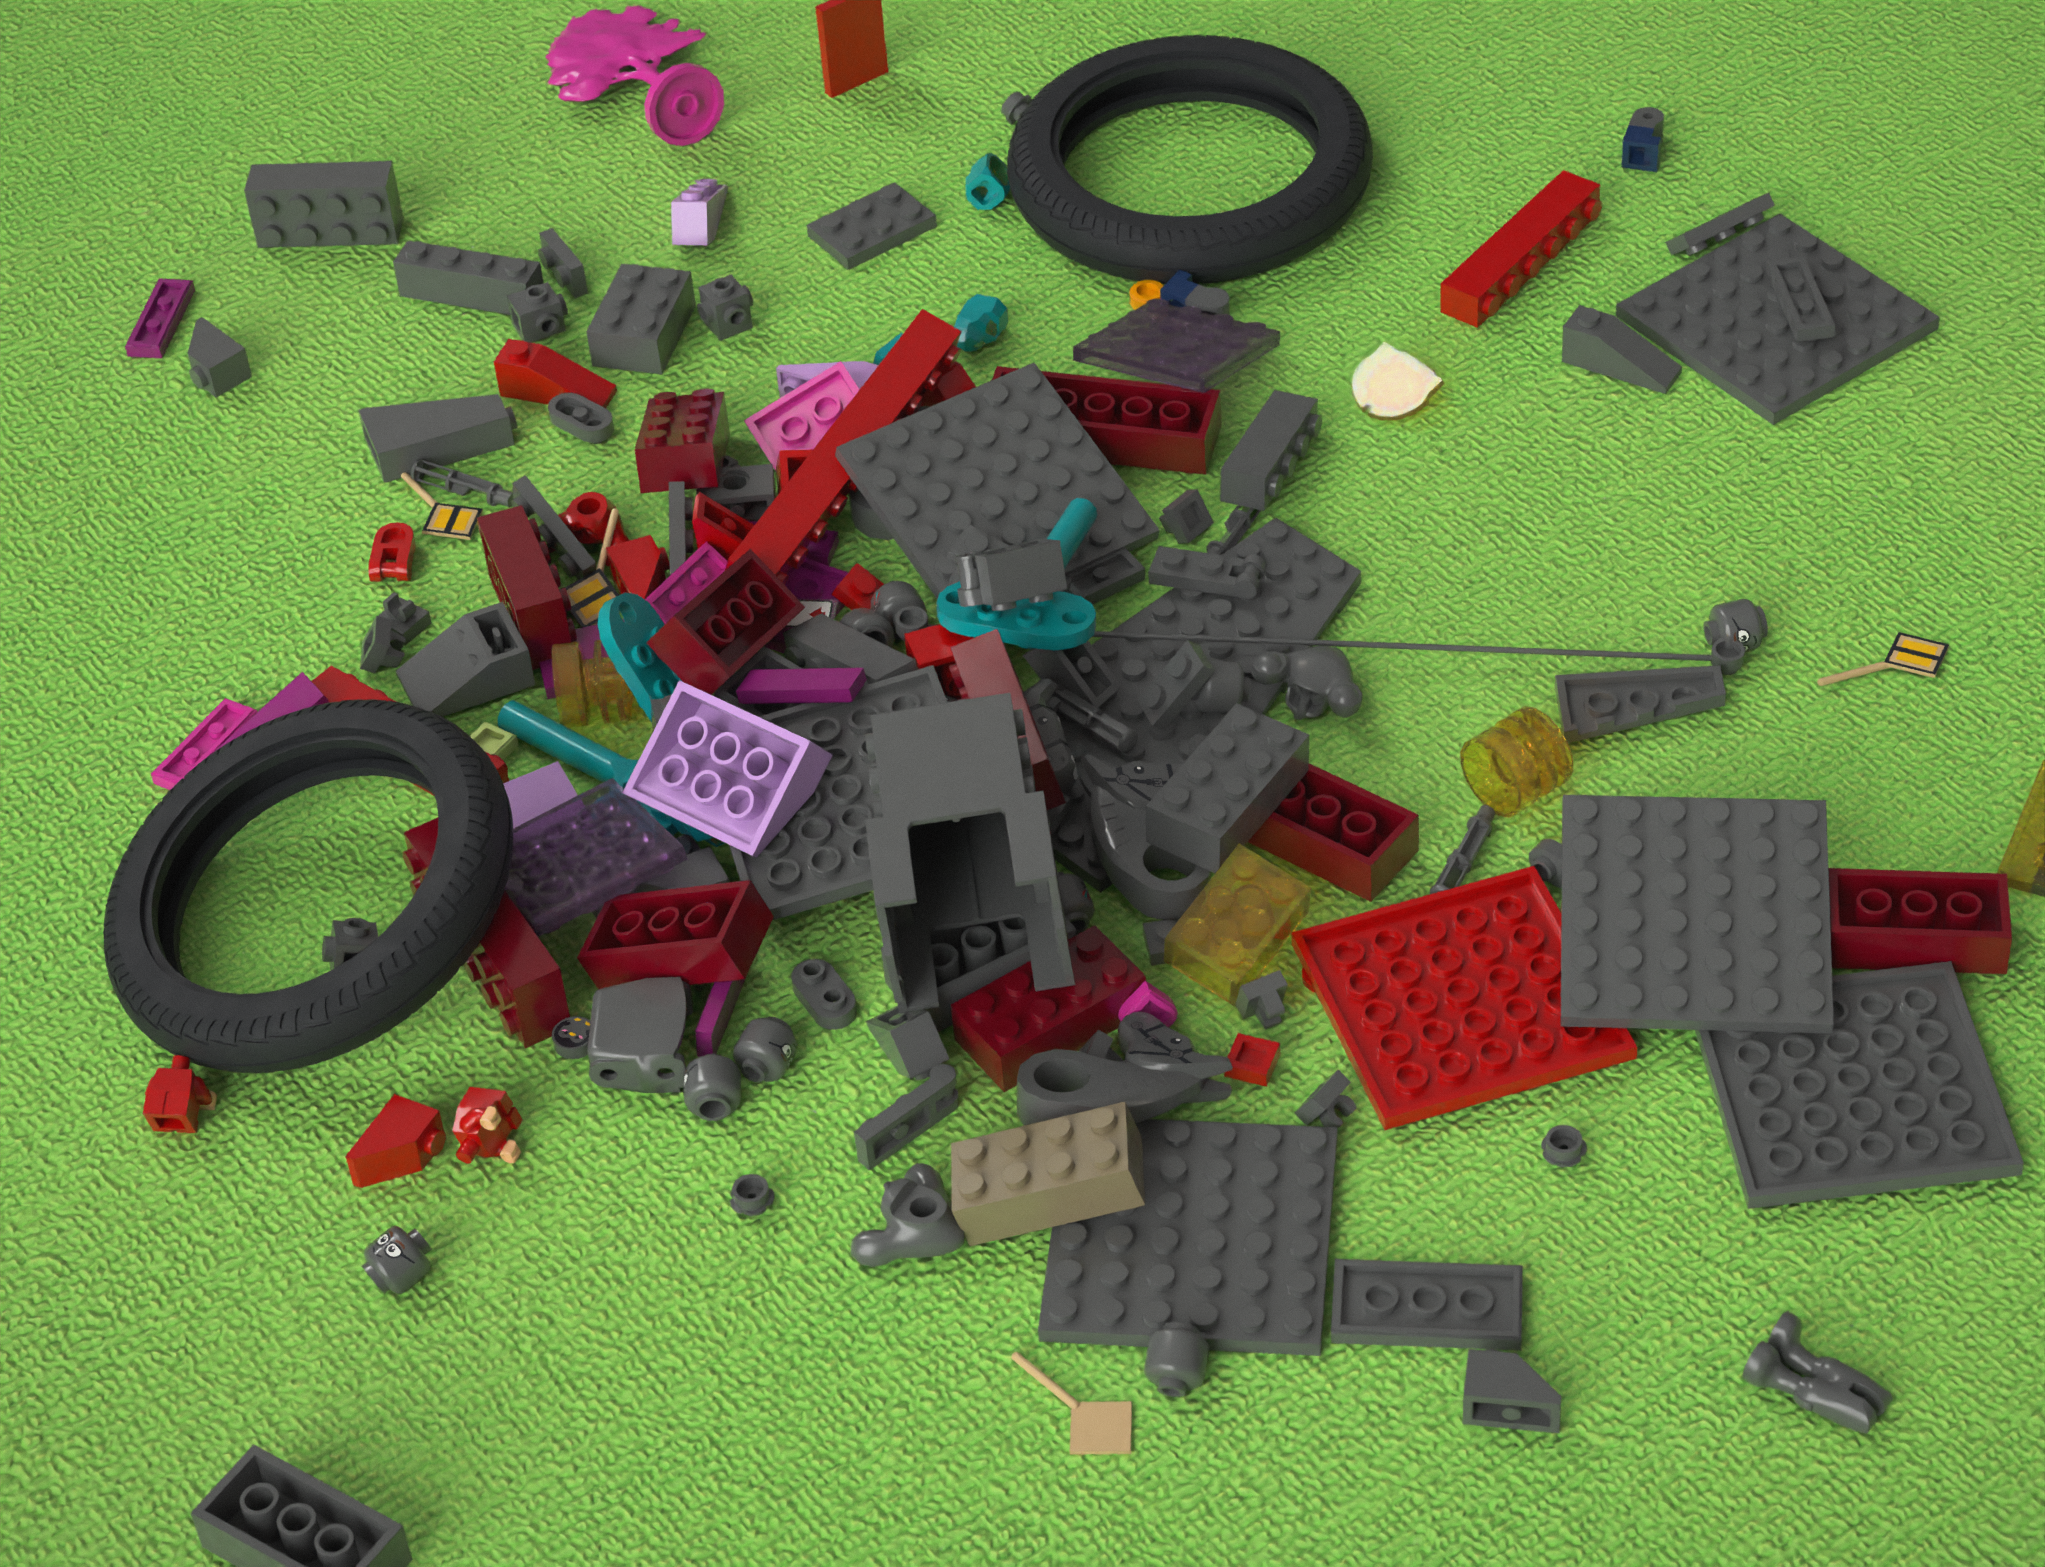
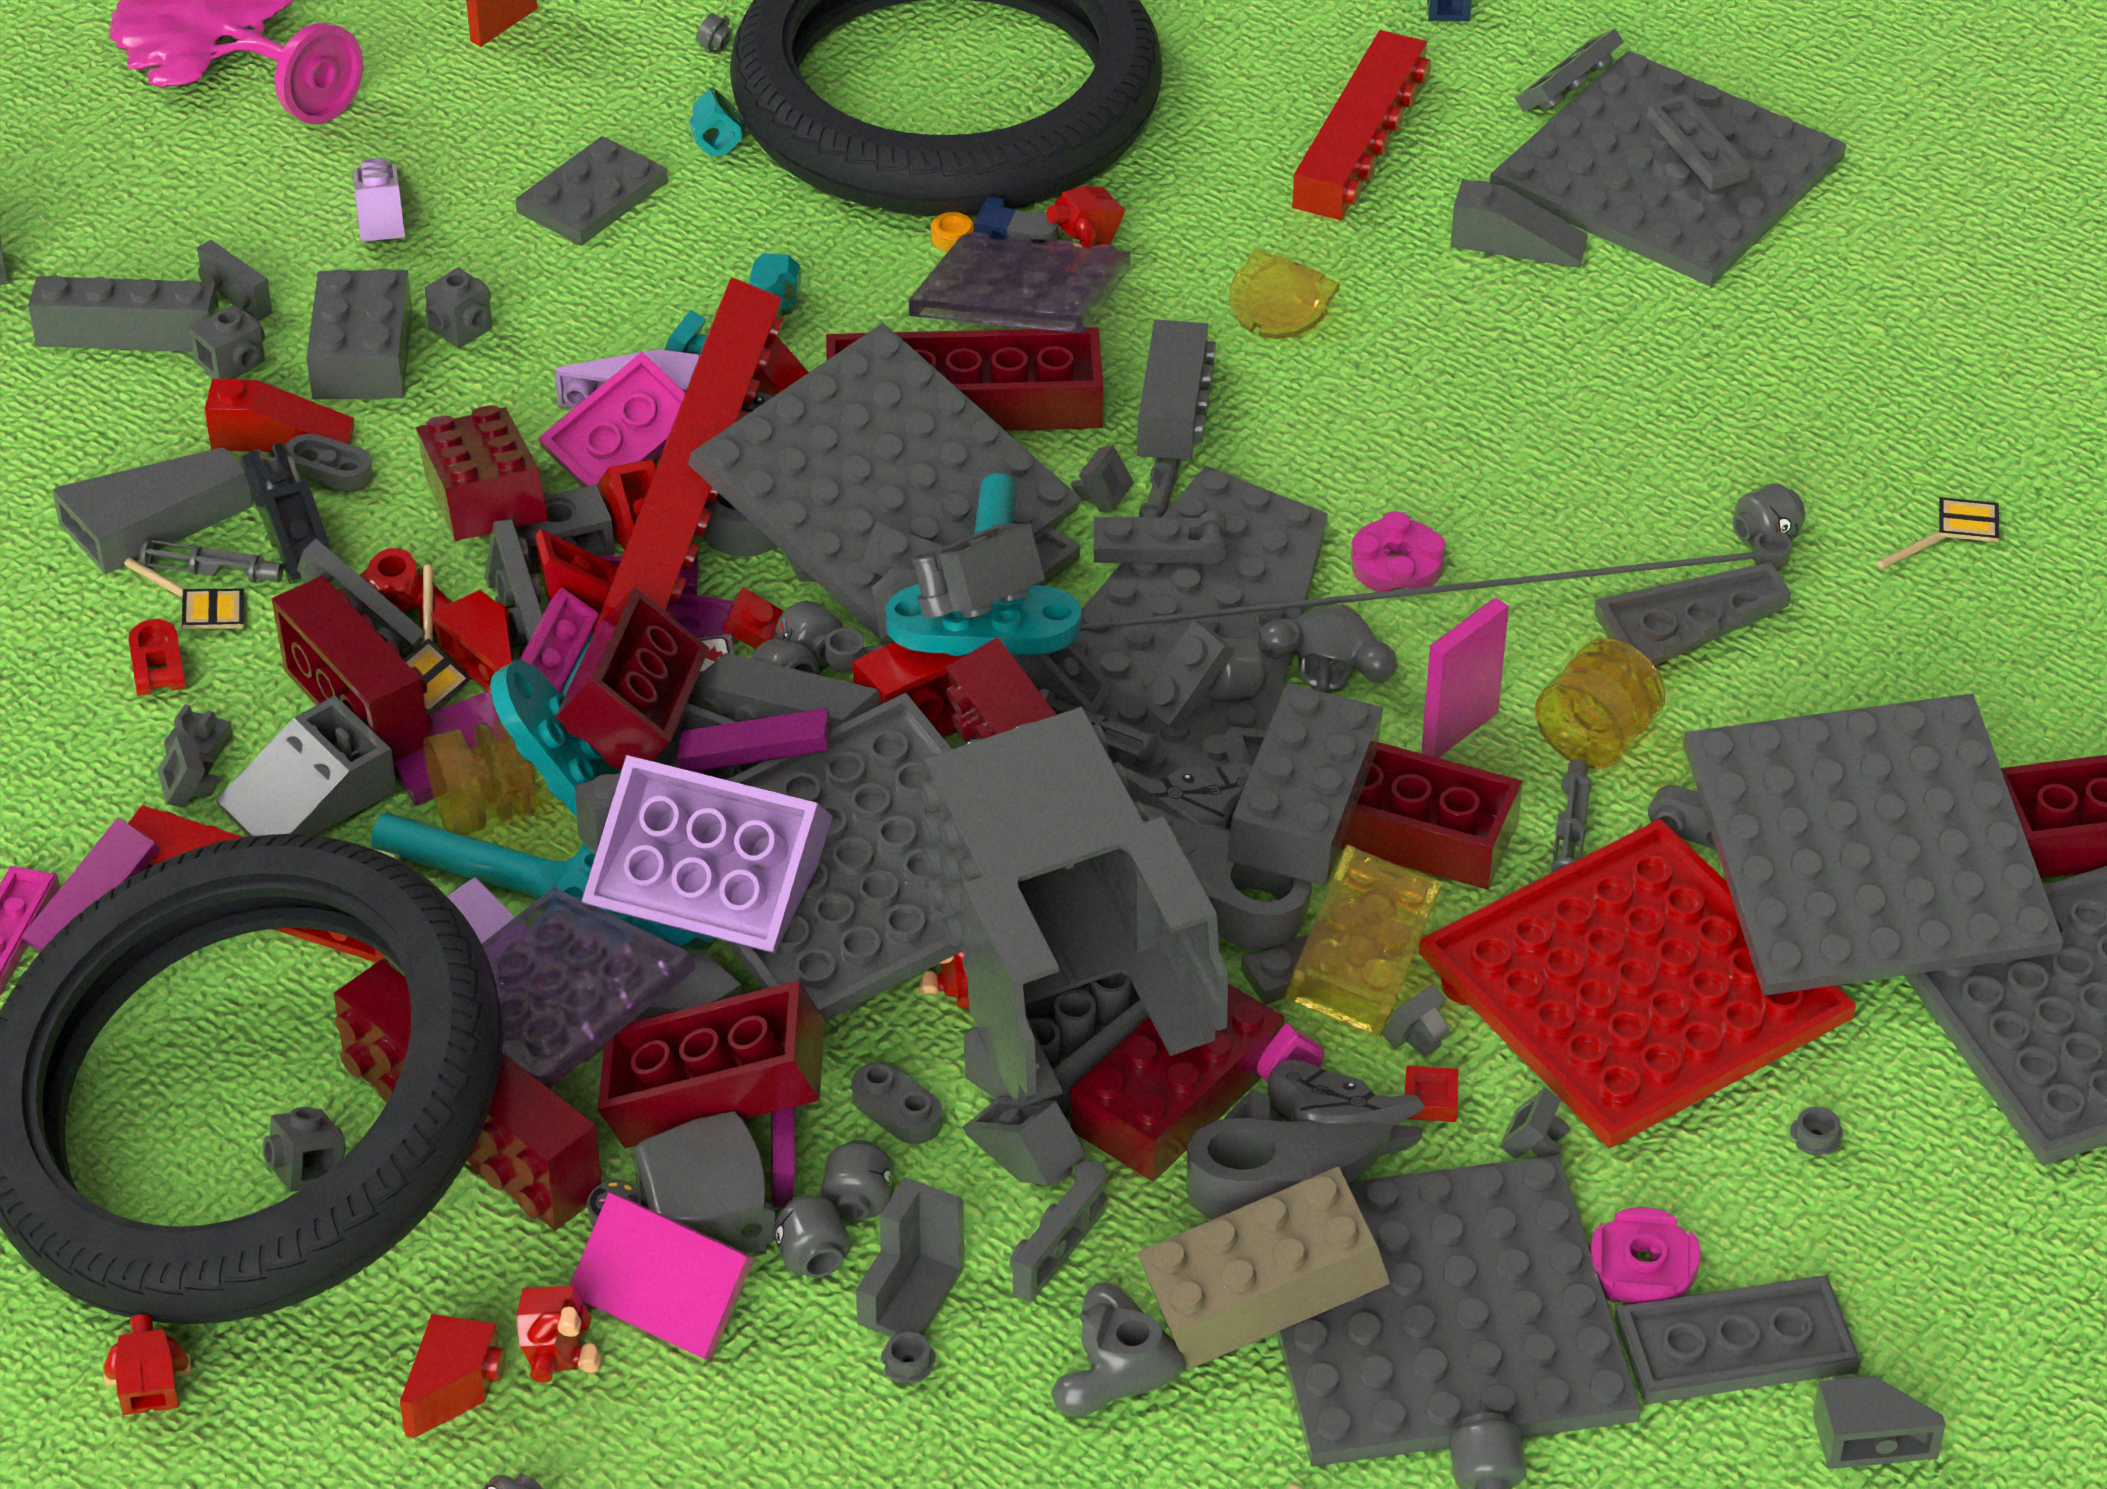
camera: 20 degrees left, 0 degrees up
(529, 445) = (284, 505): none -> black plate
(580, 1096) = (660, 1275): none -> dark pink tile
(783, 1122) = (916, 1260): none -> dark grey panel
(1256, 296) = (1087, 215): none -> red piece
(1380, 1200) = (1638, 1281): none -> dark pink plate
(1403, 723) = (1464, 678): none -> dark pink tile
(1411, 596) = (1397, 534): none -> dark pink plate

